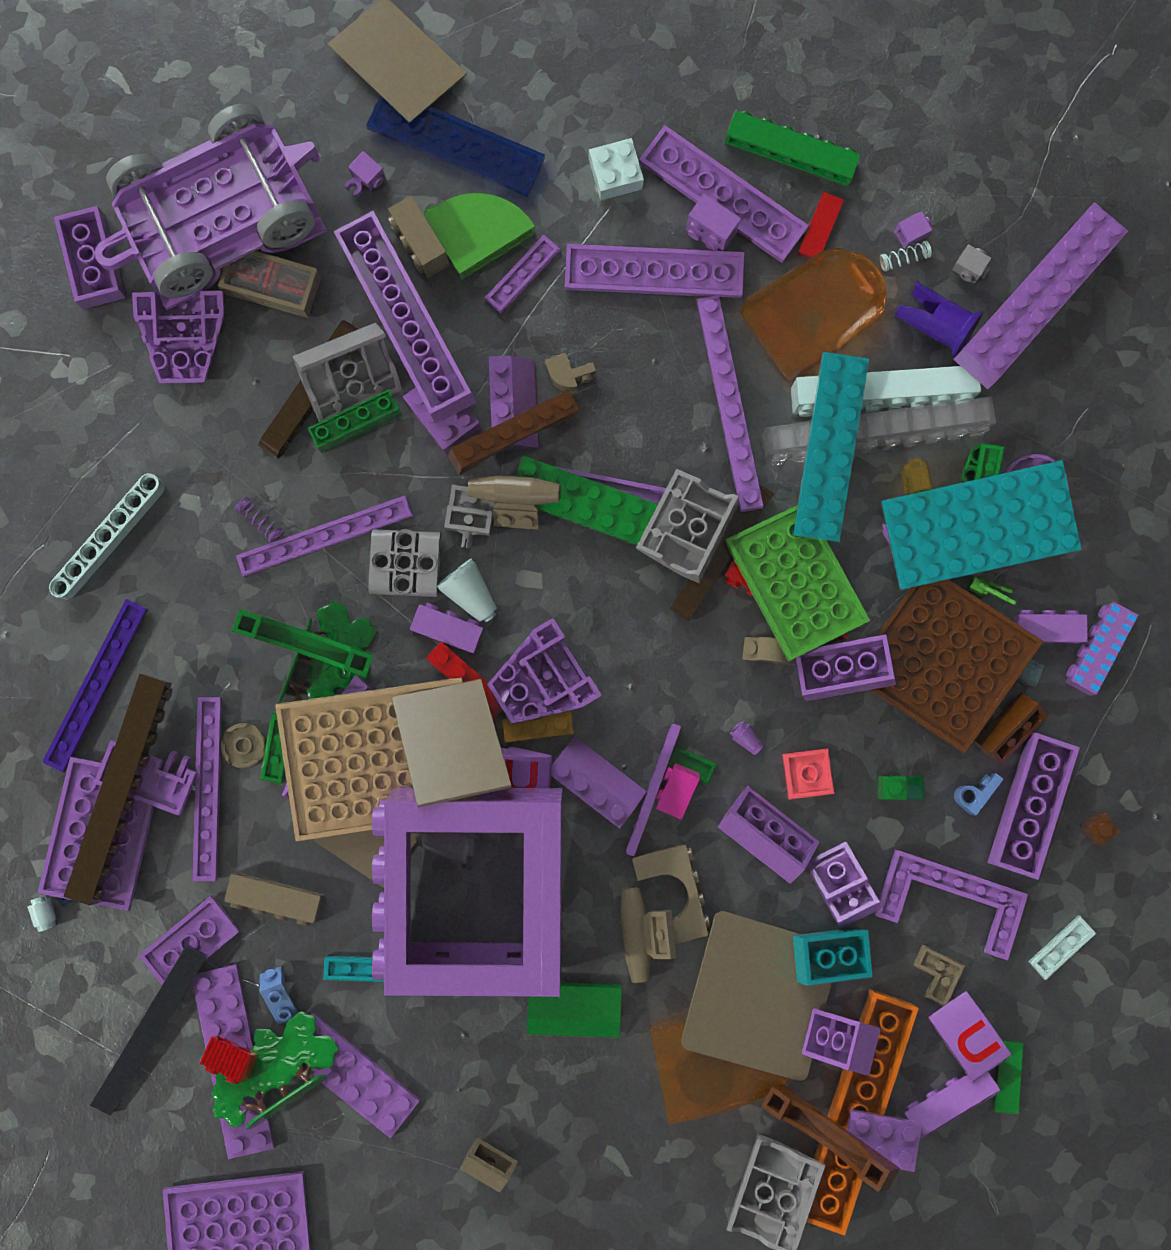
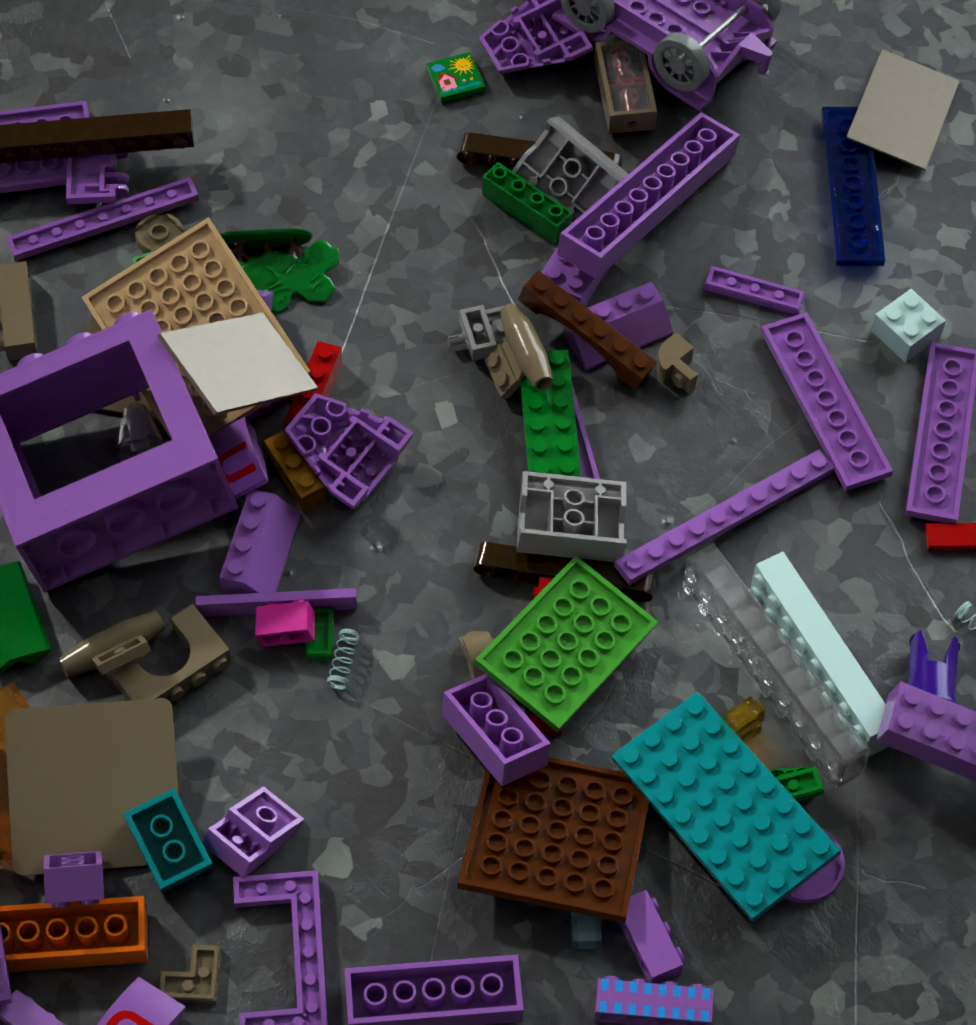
camera: 65 degrees right, 25 degrees down
(95, 685) = (165, 96): dark purple plate -> none
(96, 540) = (312, 54): light aqua beam -> none
(187, 421) = (455, 77): none -> green tile
(242, 504) = (383, 177): medium lavender piece -> none
(302, 642) = (283, 224): green arch -> none
(324, 536) = (401, 225): medium lavender tile -> none
(365, 173) = (775, 124): medium lavender brick -> none
(383, 546) = (409, 278): light grey connector -> none
(417, 237) = (736, 183): dark tan brick -> none
(447, 628) = (358, 356): medium lavender brick -> none
(469, 591) = (406, 356): light aqua cone -> none
(477, 229) = (773, 233): bright green brick -> none
(707, 742) = (339, 678): none -> light aqua piece
(712, 224) = (901, 426): medium lavender brick -> none
(745, 736) = (374, 671): medium lavender cone -> none
(769, 835) = (277, 733): medium lavender slope -> none
(808, 774) = (363, 752): coral tile -> none
(816, 309) = (874, 558): clear orange windscreen -> none
(831, 446) = (725, 609): teal plate -> none
(901, 787) = (390, 849): green slope -> none
(980, 796) = (419, 938): medium blue plate -> none
(981, 586) = (657, 848): bright green plant -> none
(1011, 728) = (511, 935): reddish brown brick -> none

